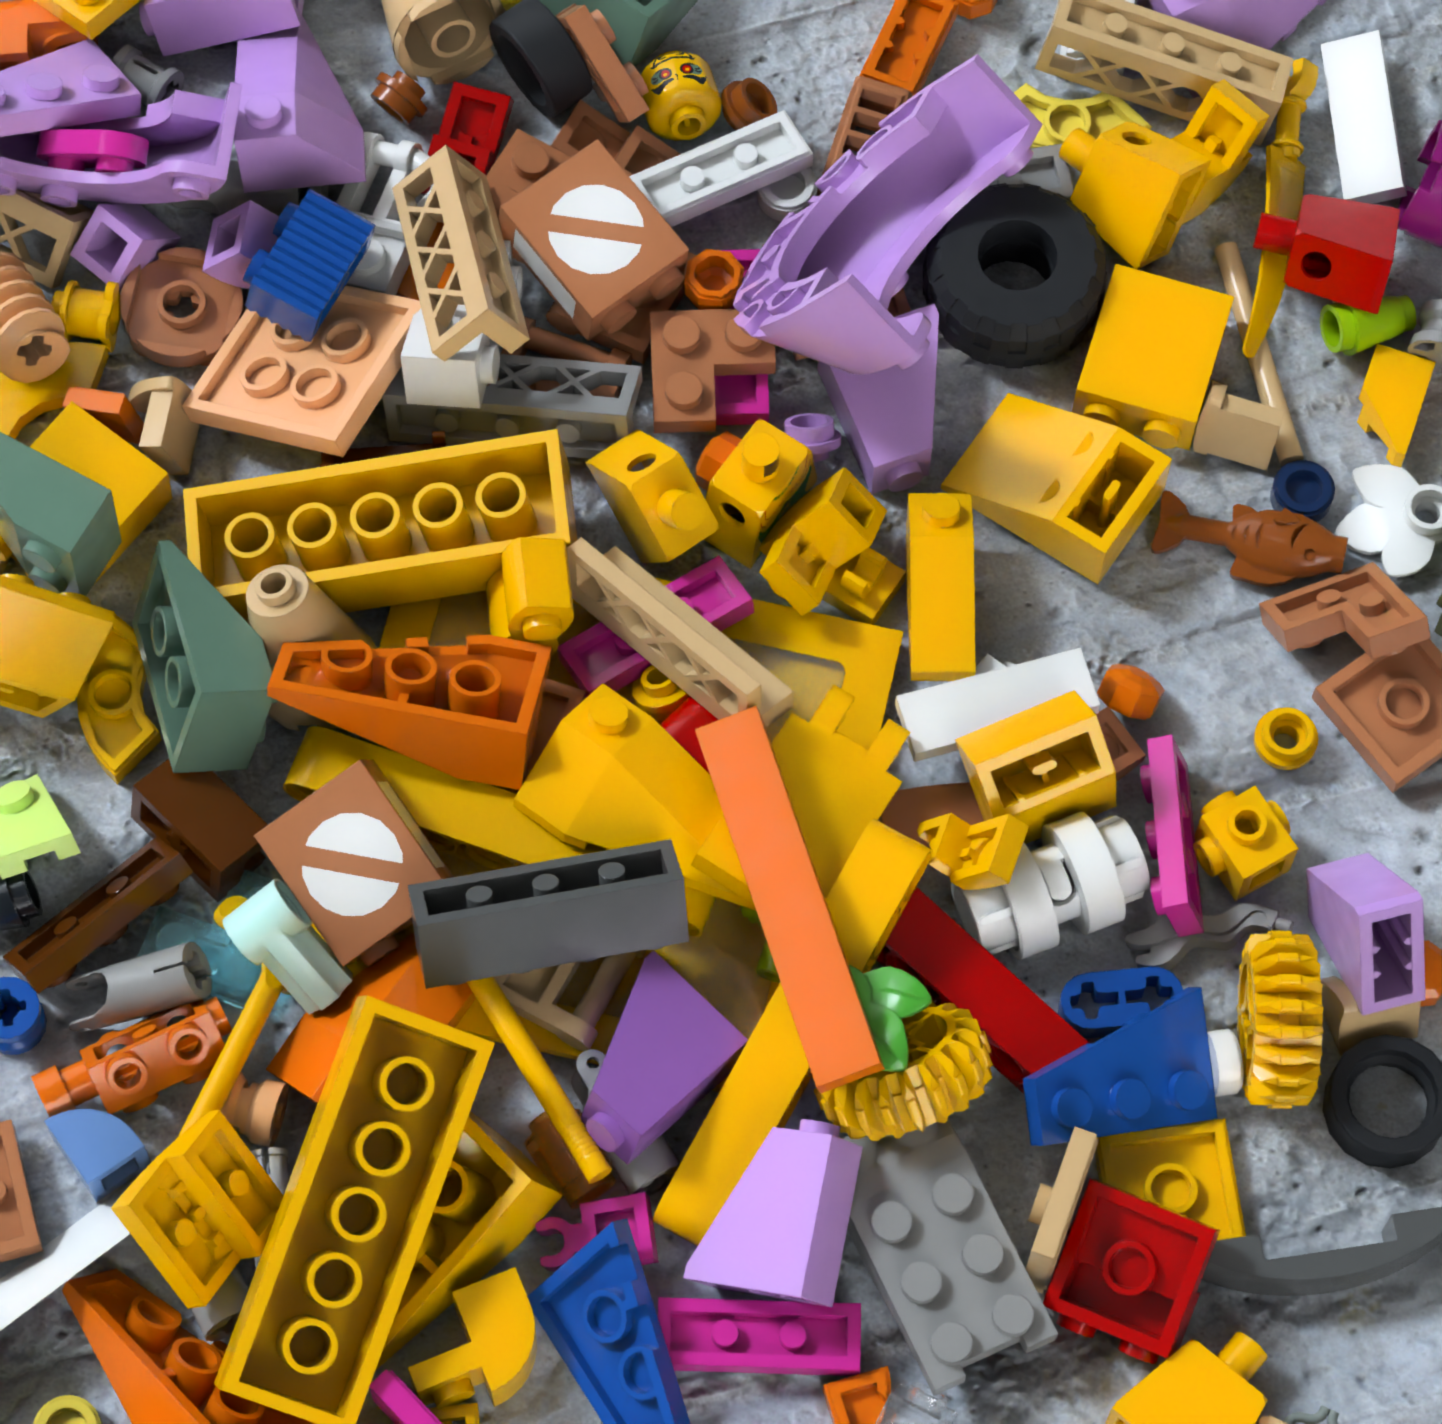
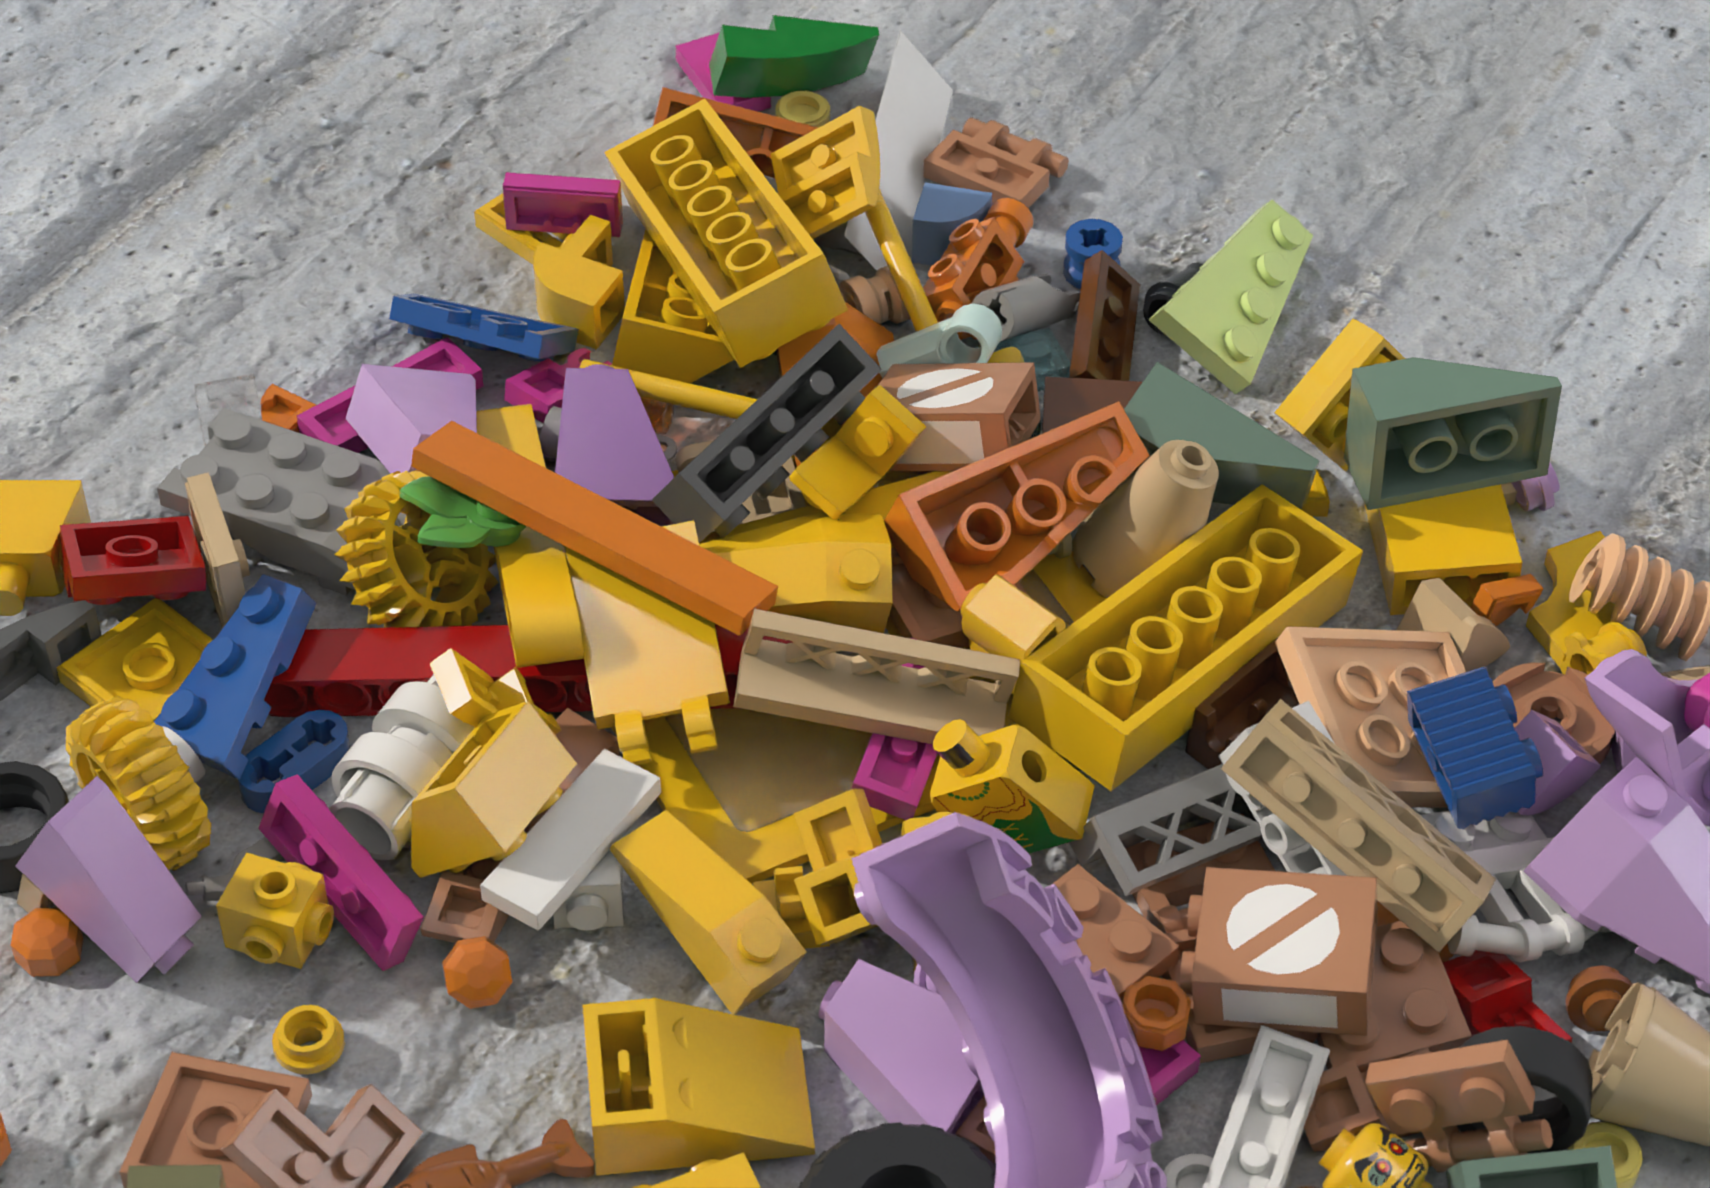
camera: 140 degrees right, 20 degrees down
(534, 838) = (857, 454): none -> yellow bracket

